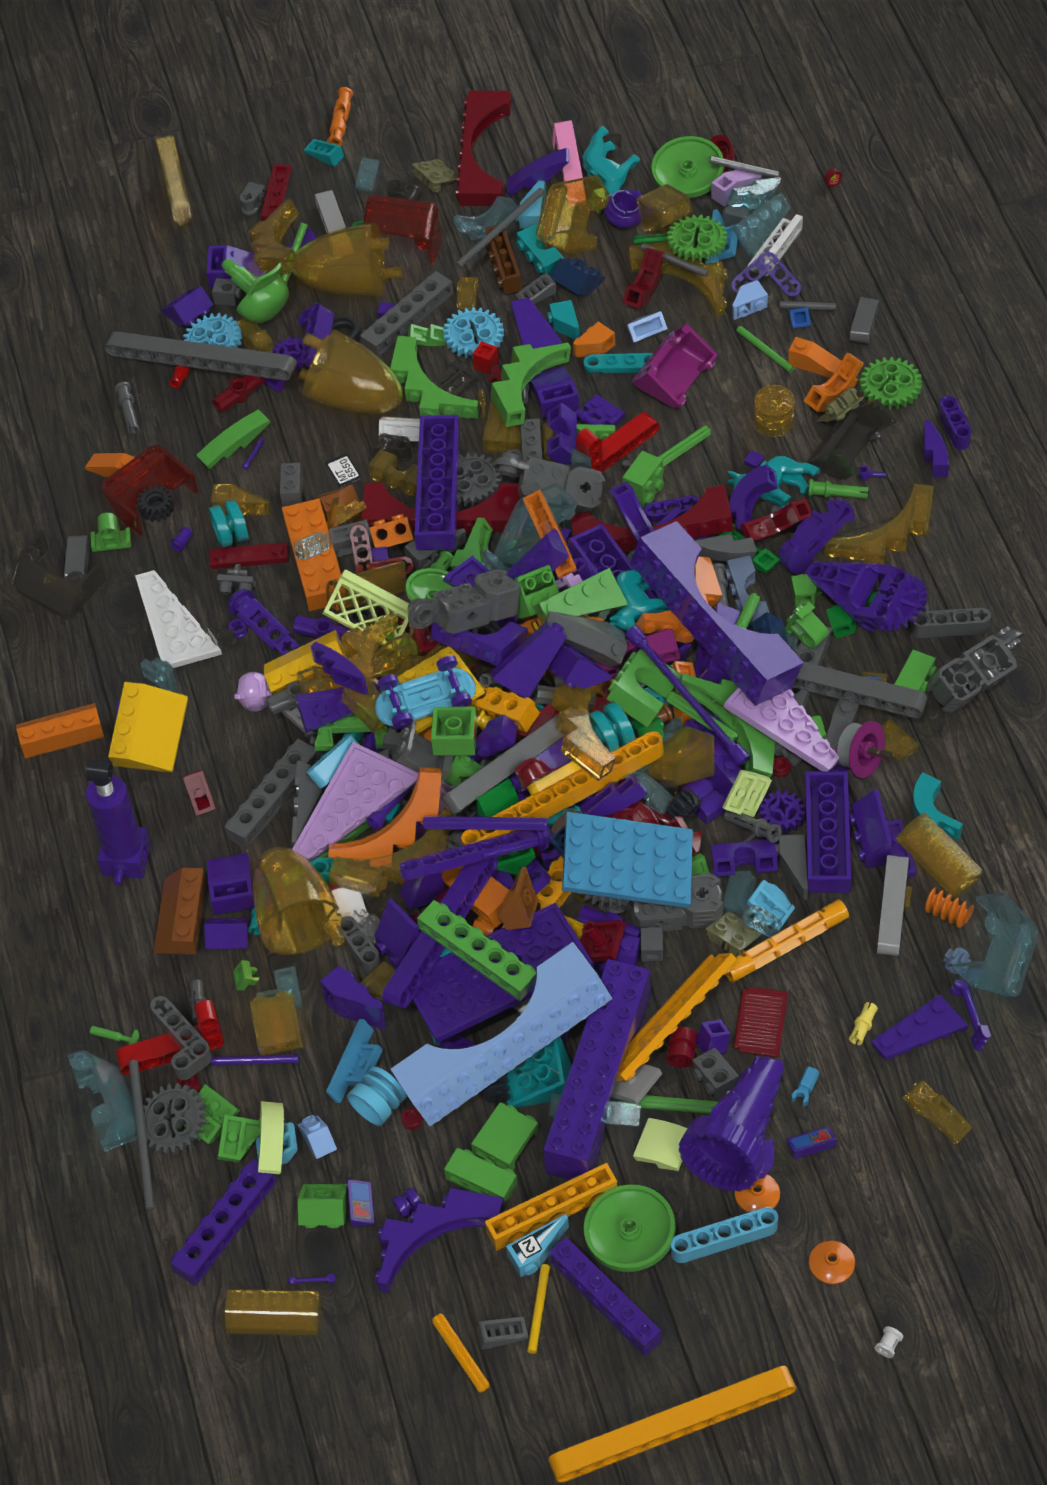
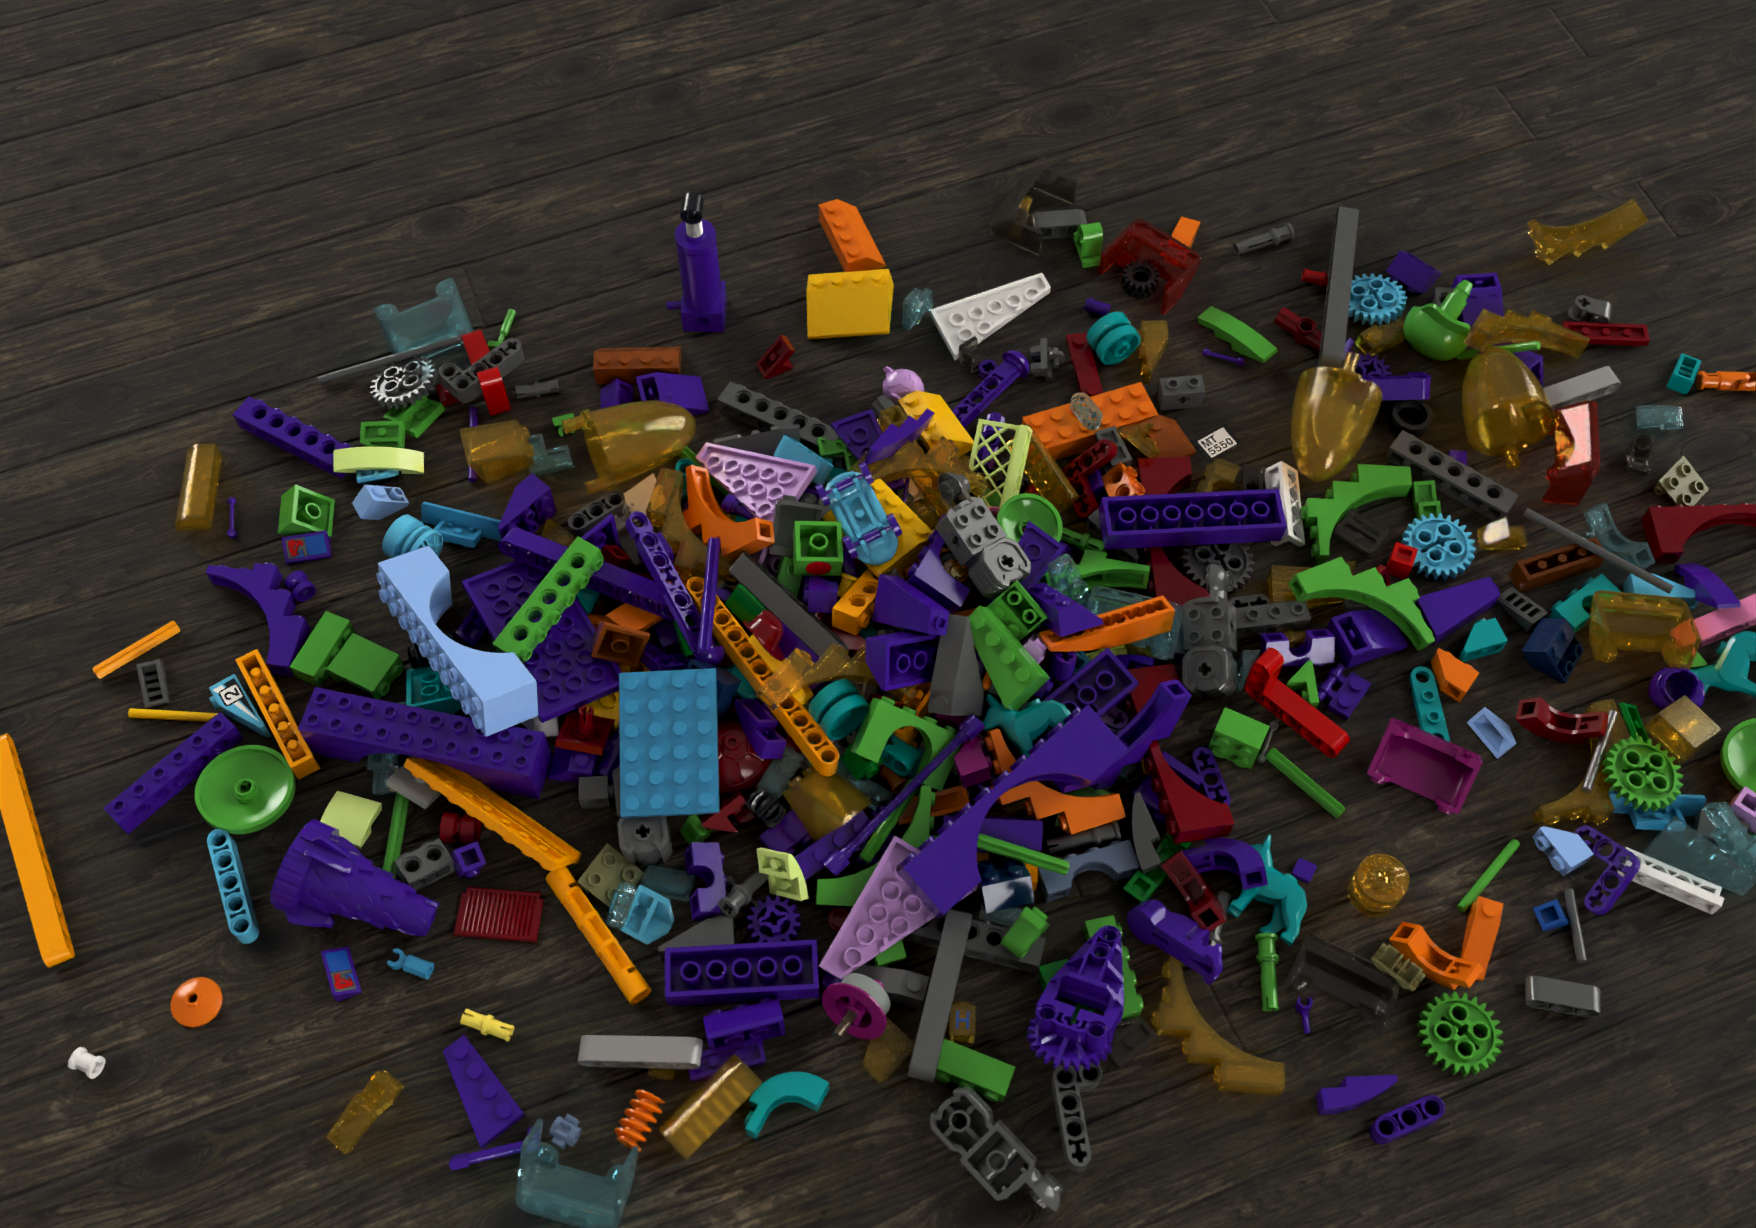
camera: 80 degrees right, 5 degrees up
(767, 1197) = (281, 931): orange dish -> none

